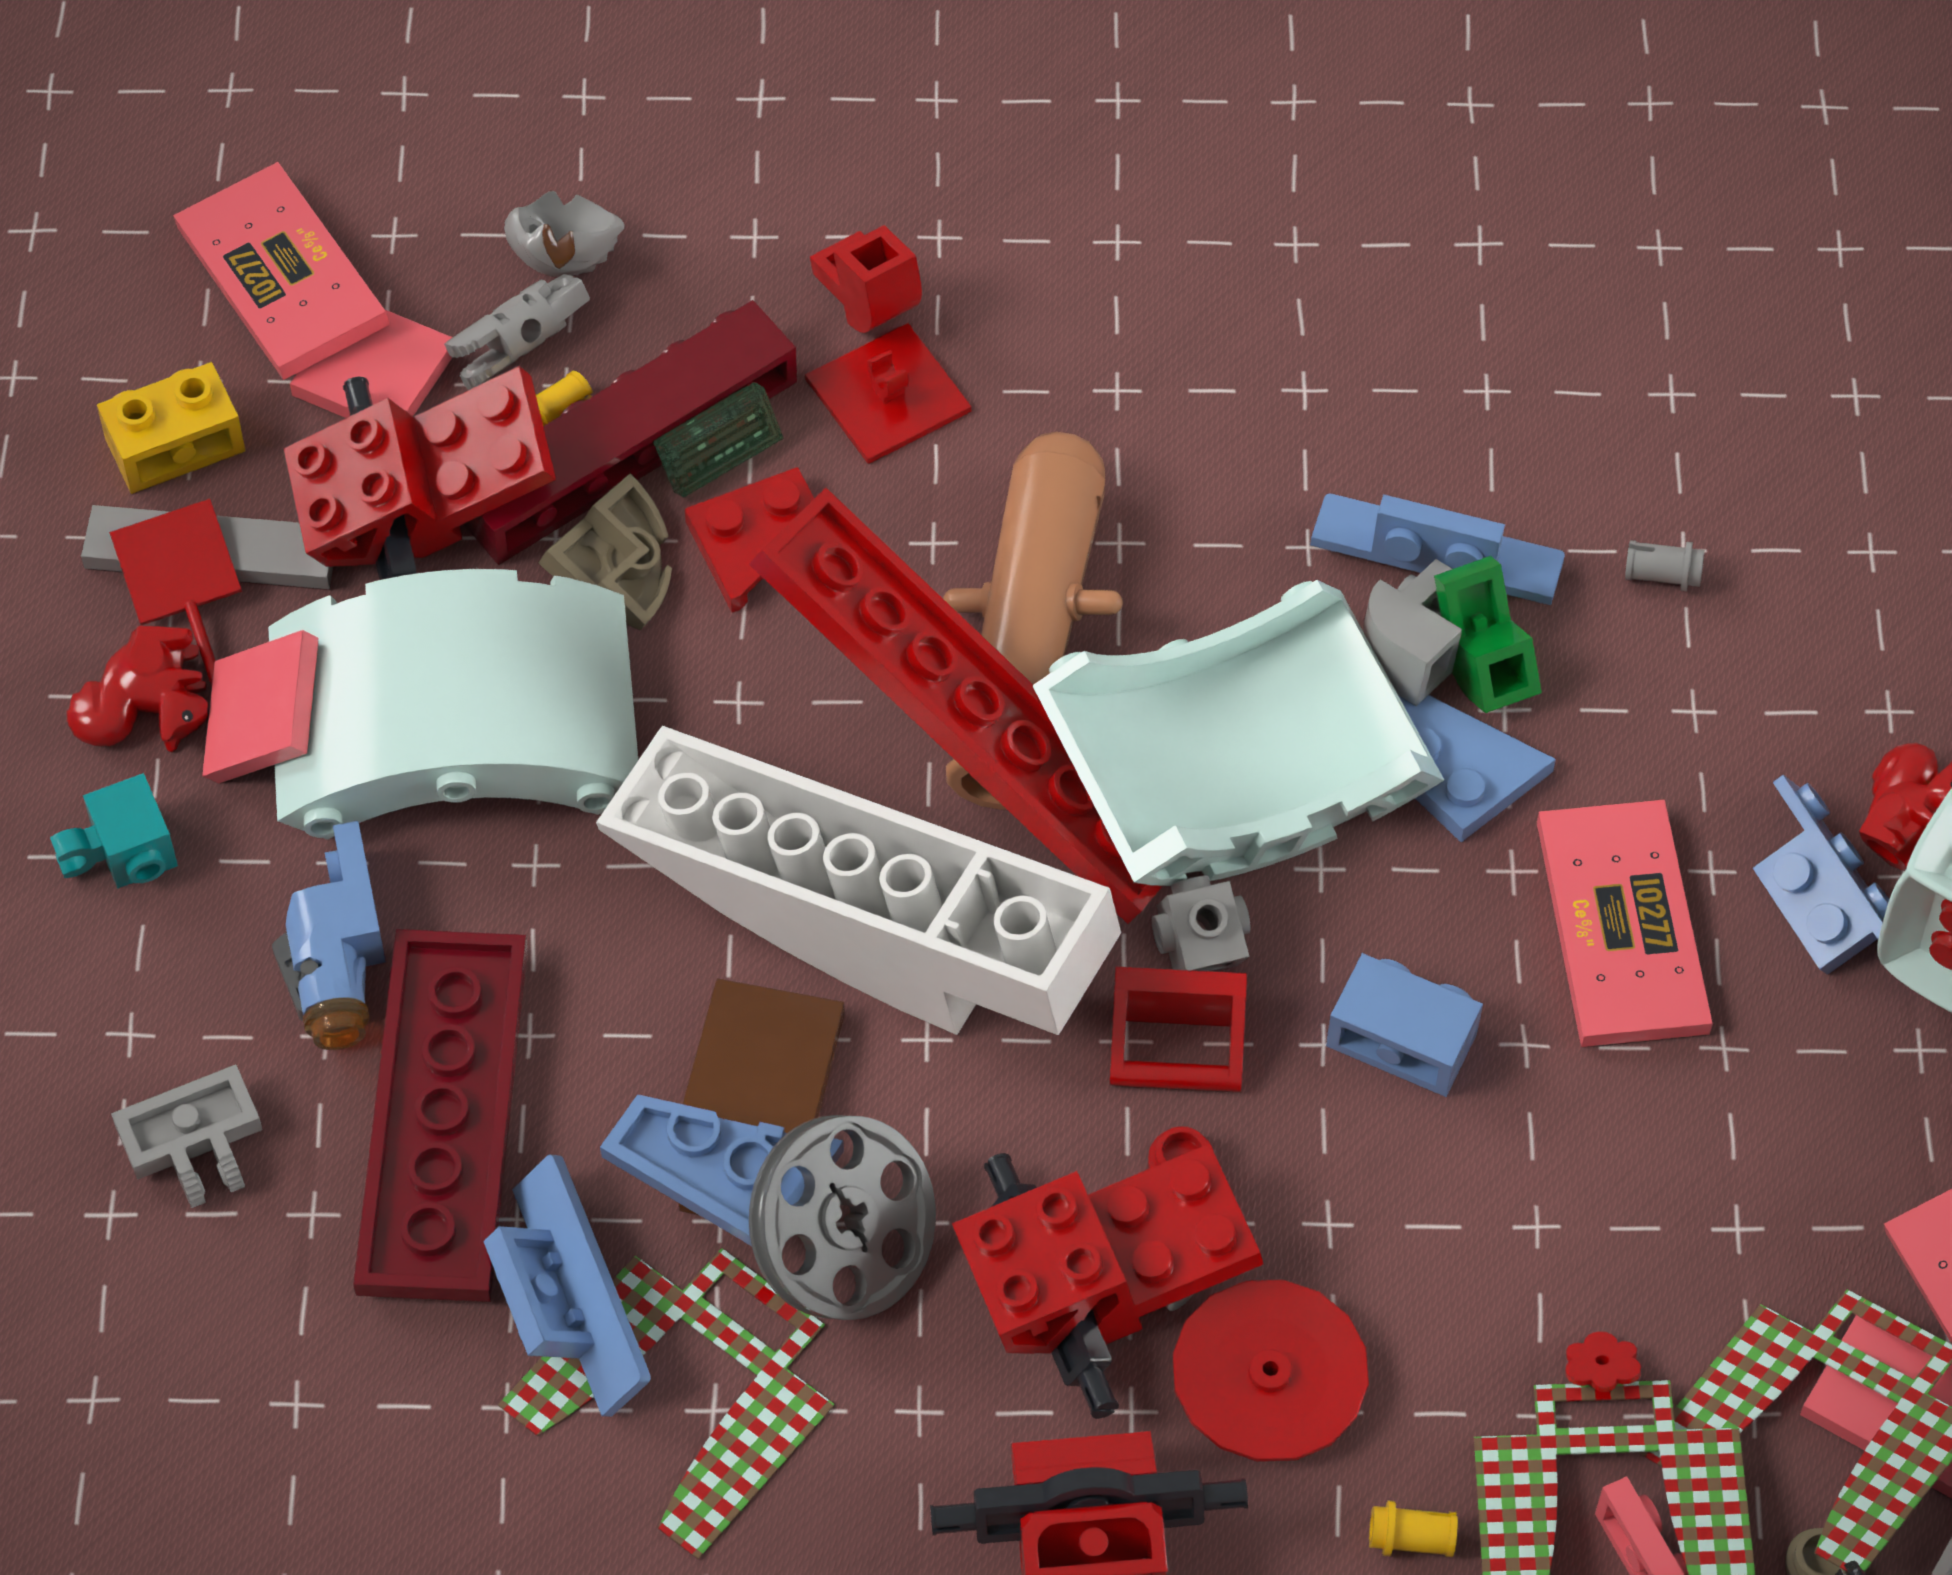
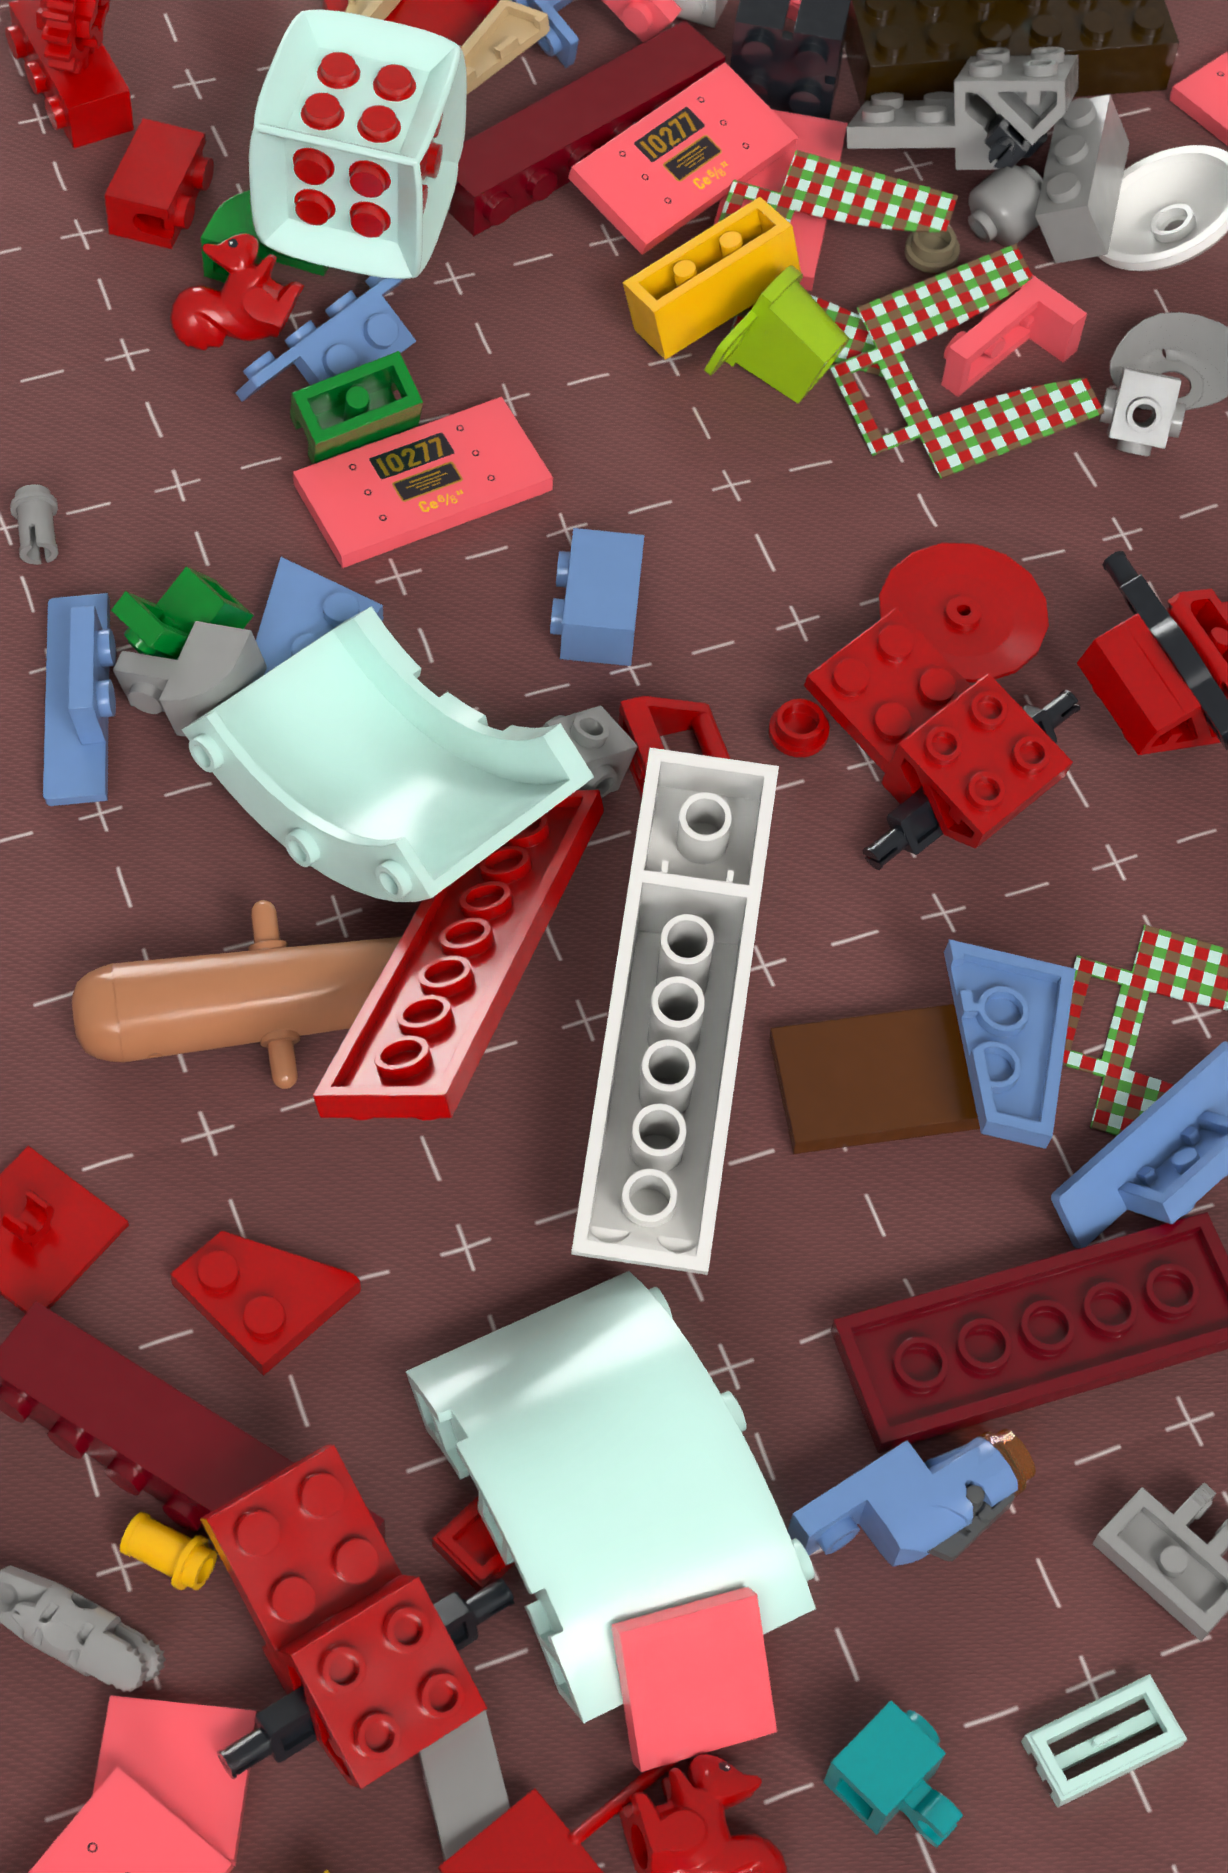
camera: 115 degrees left, 0 degrees up
(75, 1062) = (1052, 1767): none -> light aqua tile
(618, 550) = (355, 1408): dark tan brick -> none
(718, 439) = (165, 1356): clear green tile -> none
(818, 1210) = (1011, 929): dark grey wedge -> none
(1412, 1530) = (1050, 501): yellow pin -> none
(1602, 1362) = (840, 394): red plant -> none
(1701, 1317) = (783, 339): none -> lime container
(1714, 865) = (356, 407): none -> green brick
(1803, 1264) = (710, 277): none -> yellow brick

